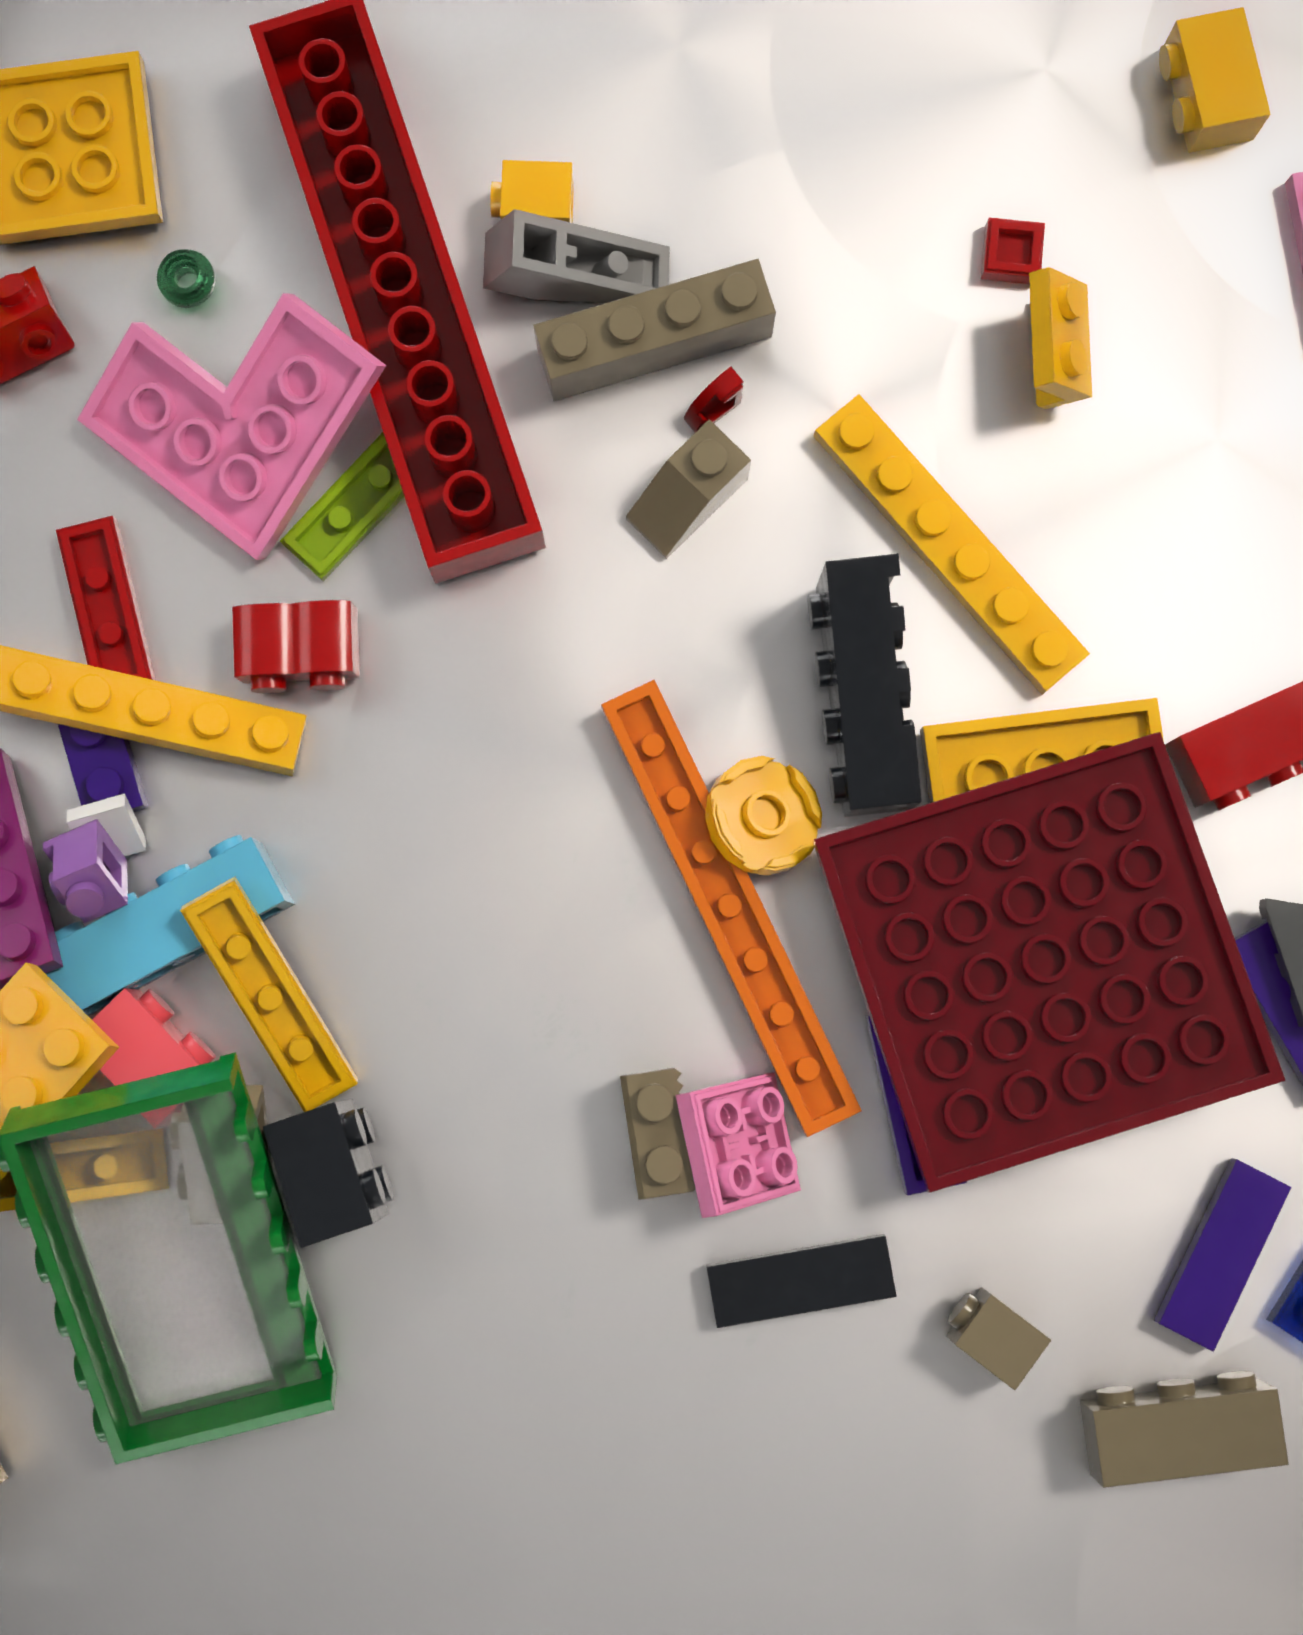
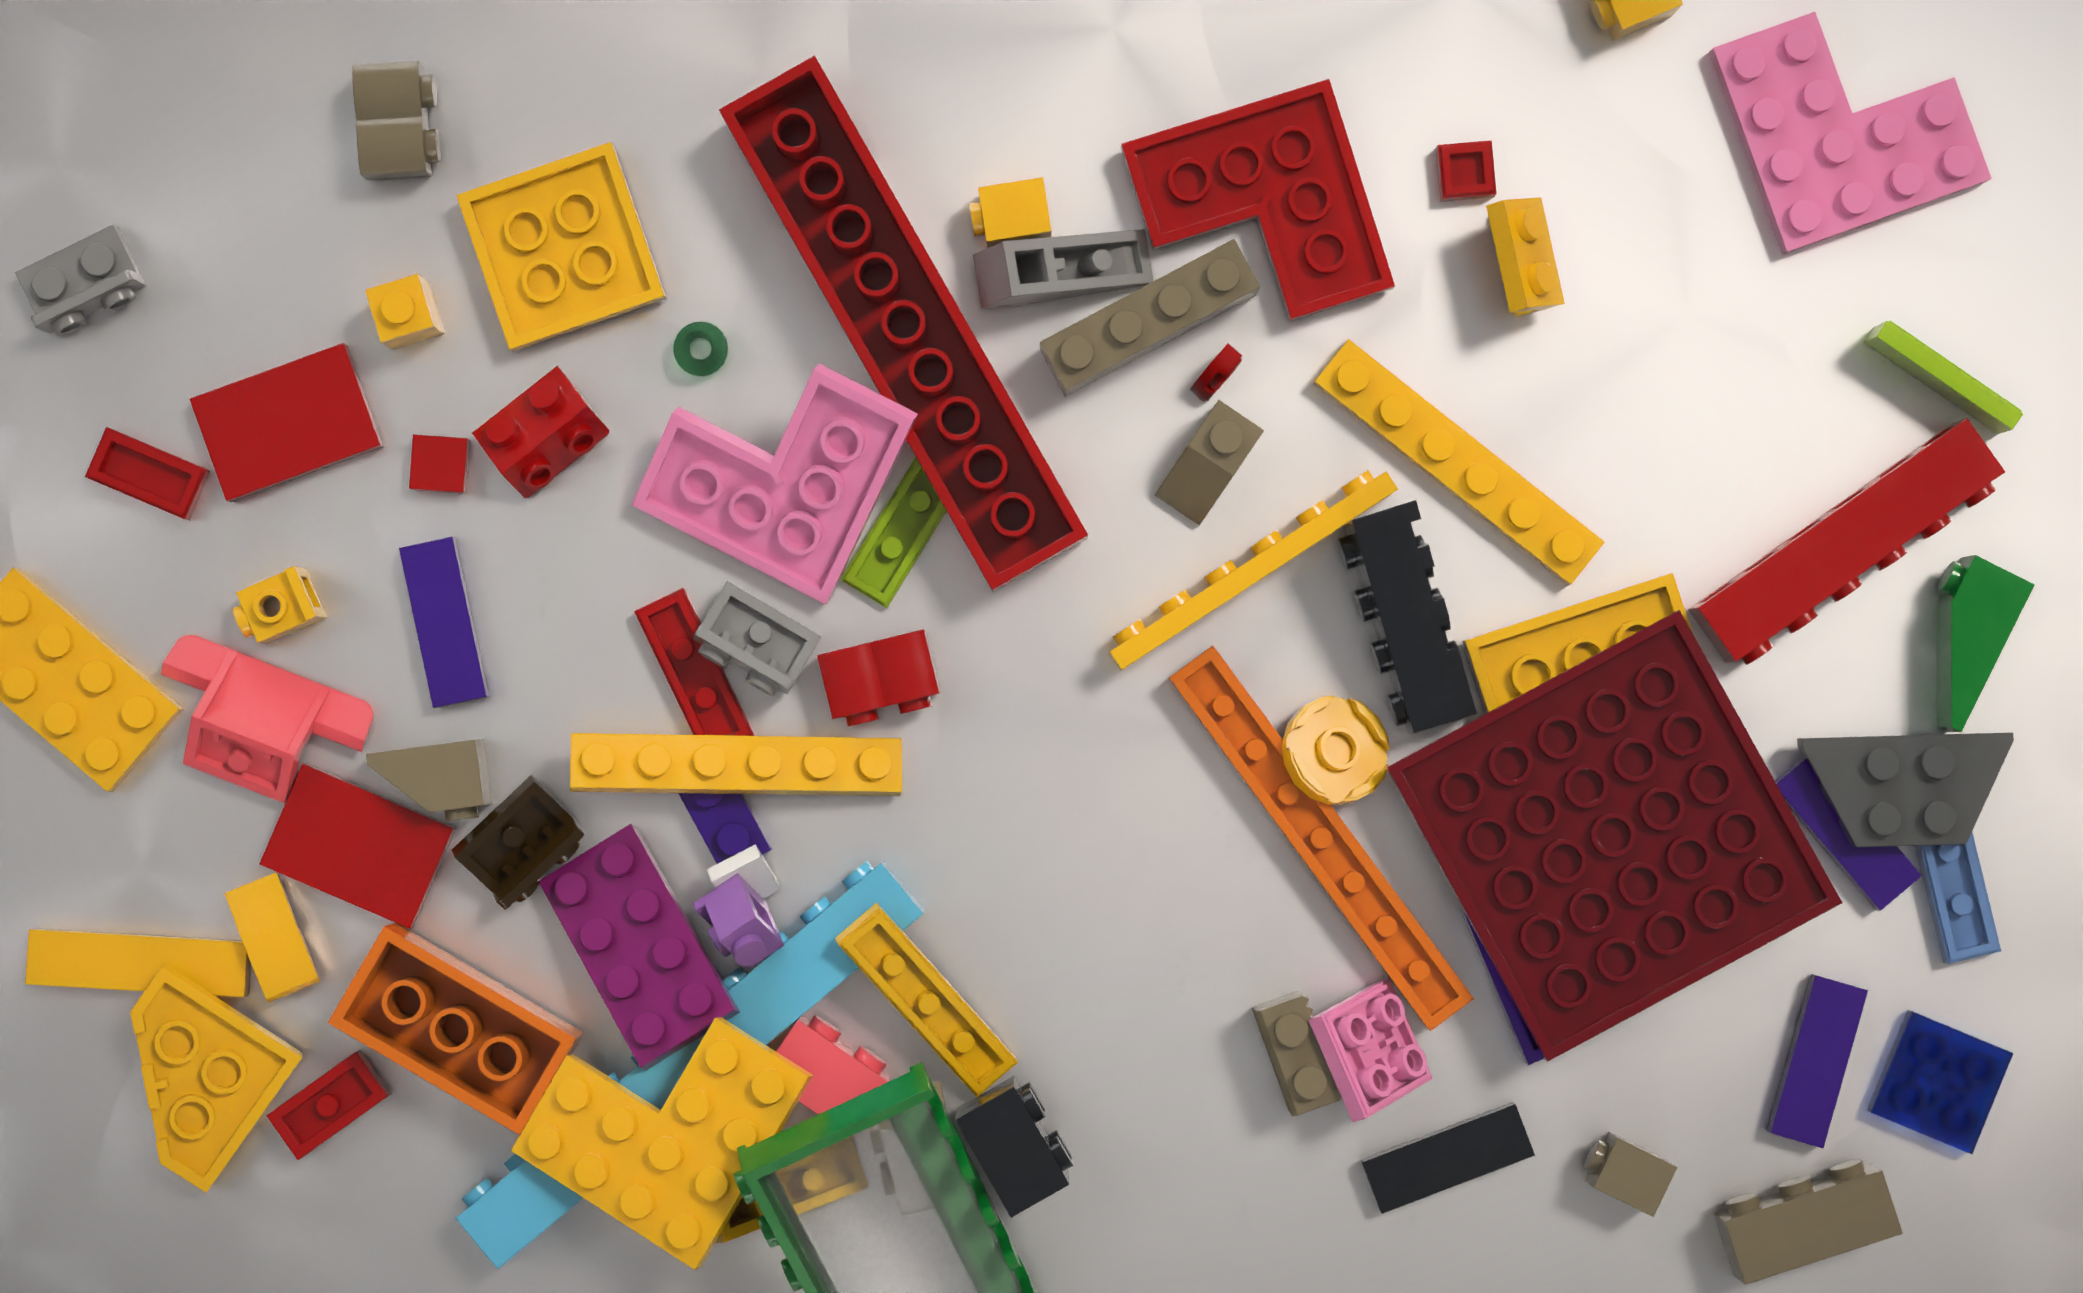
camera: 15 degrees left, 5 degrees up
(174, 580) = (755, 639): none -> light grey bracket
(686, 618) = (1269, 555): none -> yellow plate
(823, 206) = (1277, 164): none -> red plate

